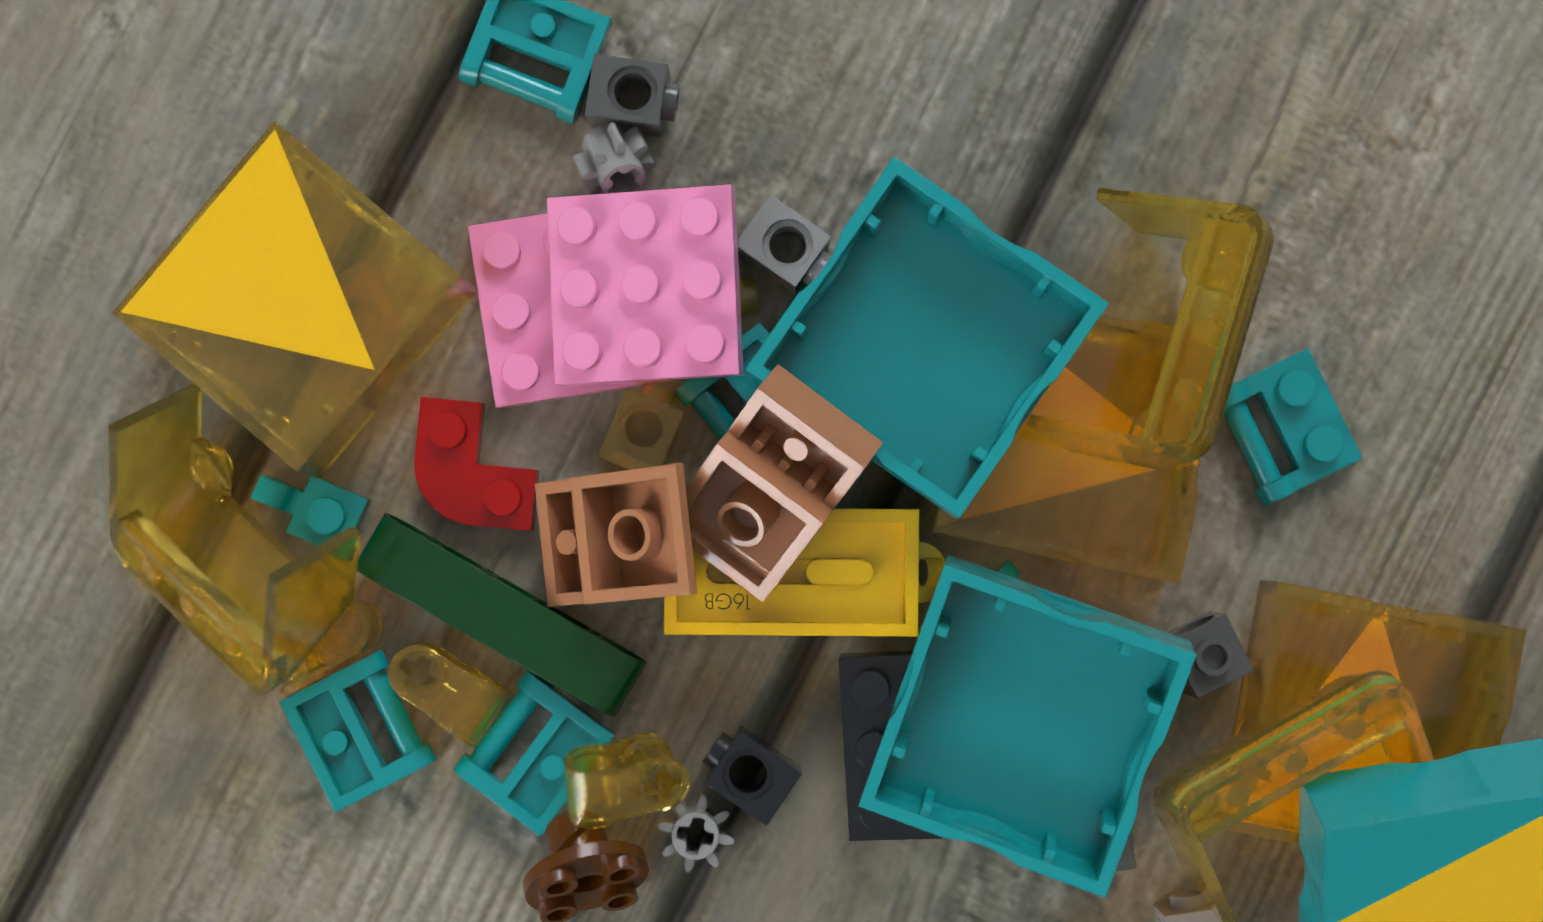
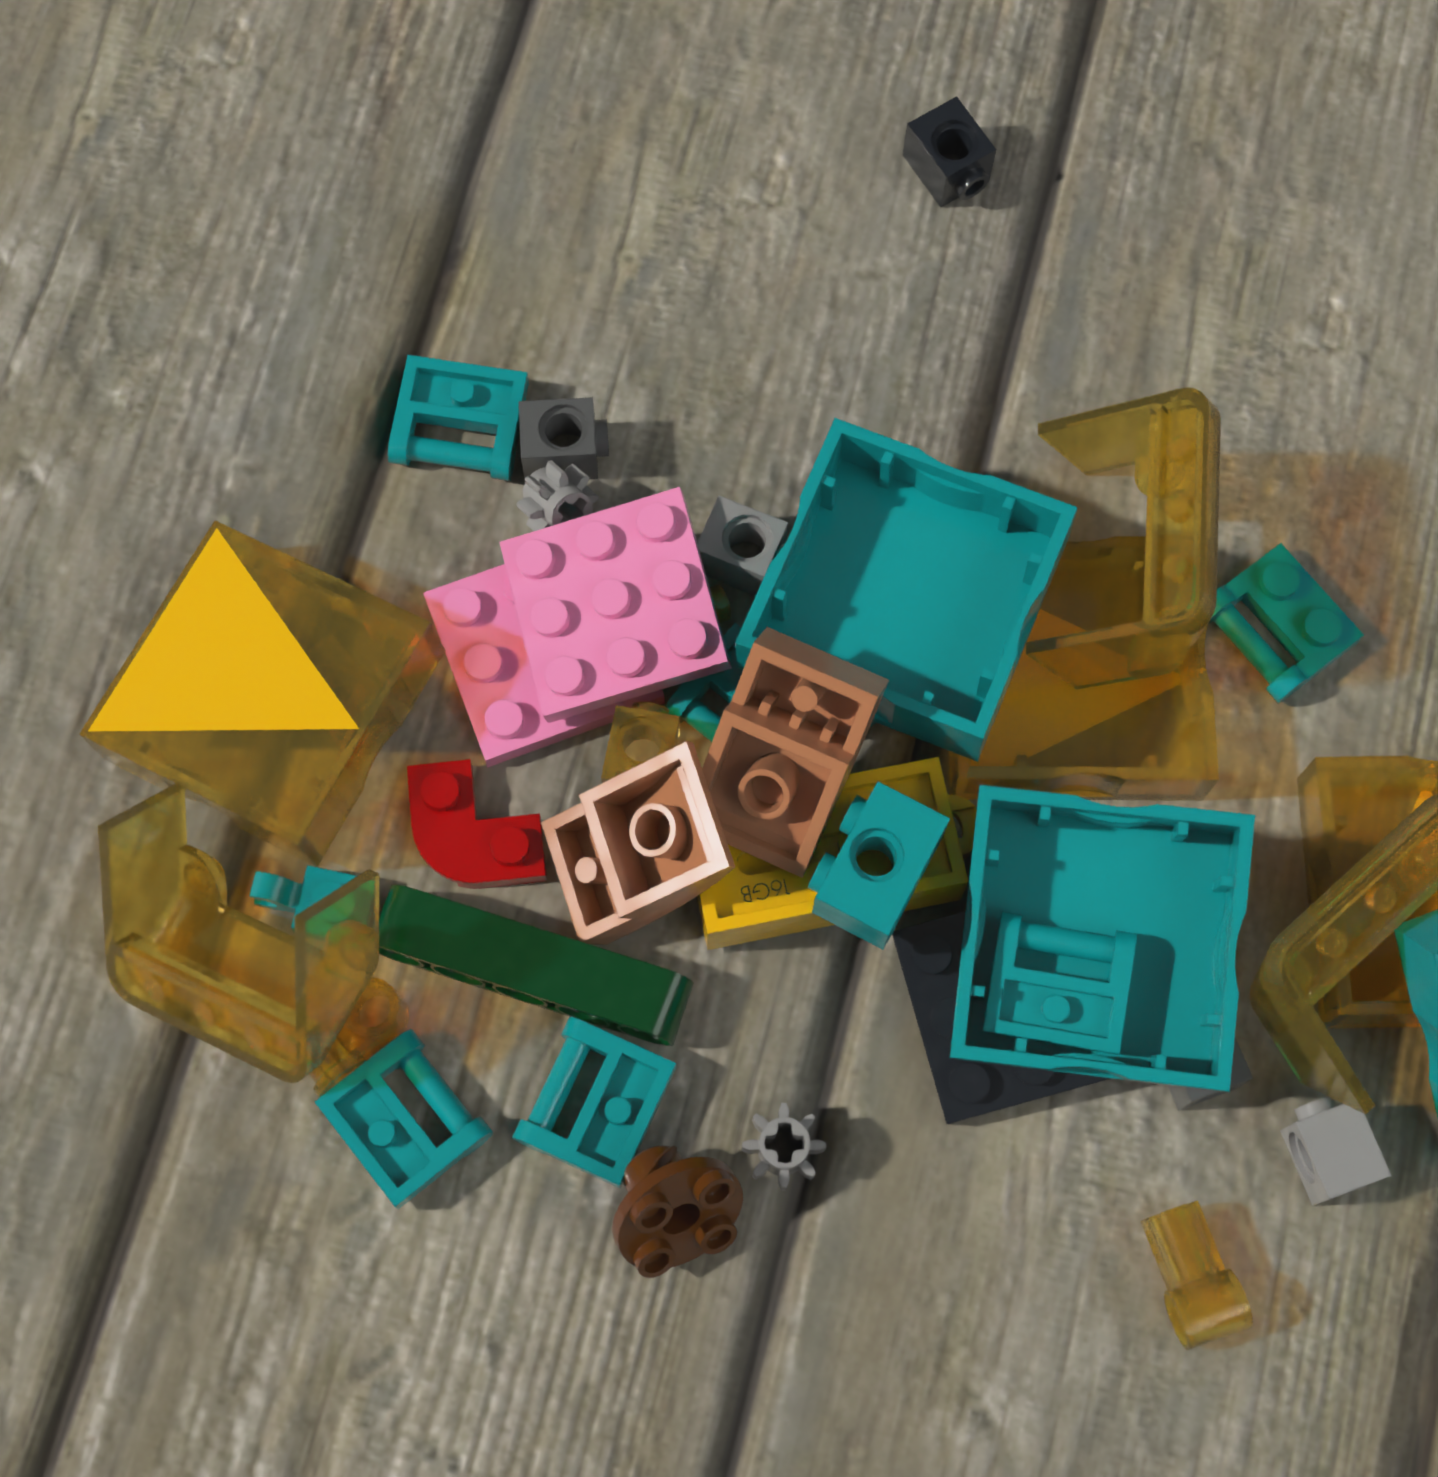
camera: 10 degrees left, 15 degrees down
(459, 697) = (503, 1057): clear yellow piece -> none
(615, 780) = (695, 1103): clear yellow piece -> none
(767, 796) = (856, 1063): black brick -> none
(824, 649) = (868, 903): none -> teal brick
(970, 773) = (1055, 1005): none -> teal plate
(1218, 652) = (1276, 850): dark grey brick -> none

